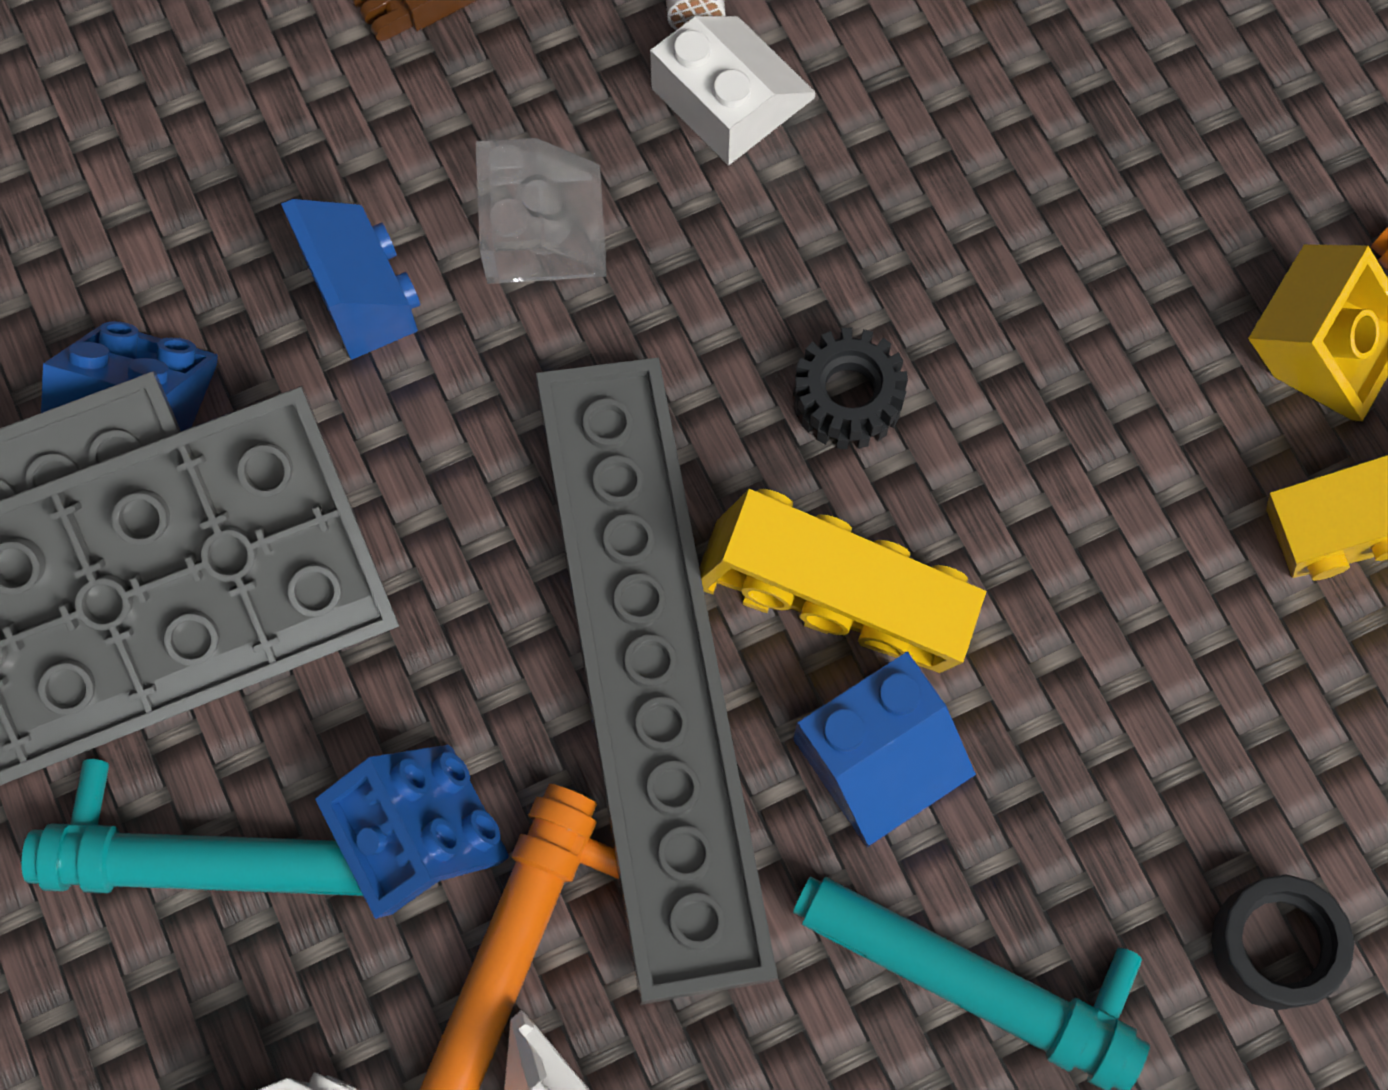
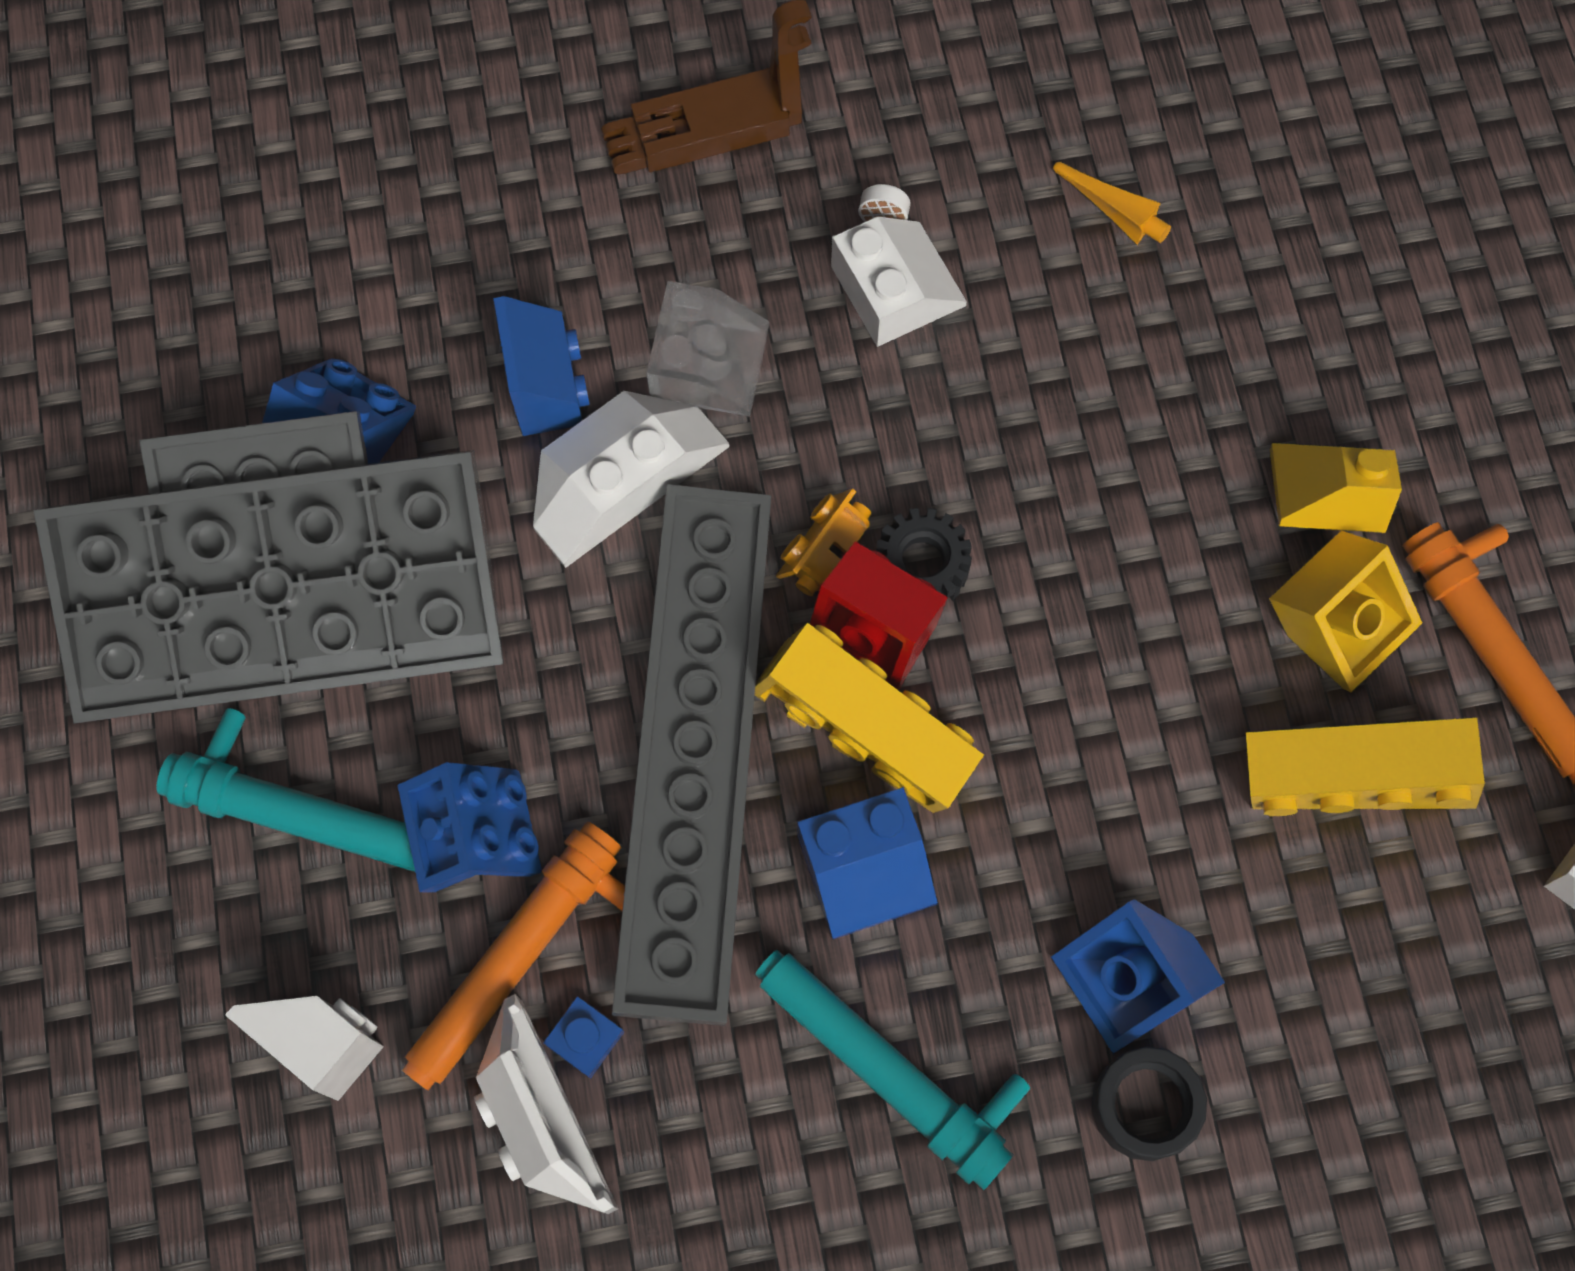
camera: 15 degrees right, 0 degrees up
(471, 370) = (617, 468): none -> white wedge
(612, 1038) = (583, 1037): none -> blue plate
(738, 373) = (836, 524): none -> light orange hinge
(821, 455) = (878, 611): none -> red slope
(1225, 797) = (1135, 972): none -> blue slope
(1285, 196) = (1335, 487): none -> yellow slope

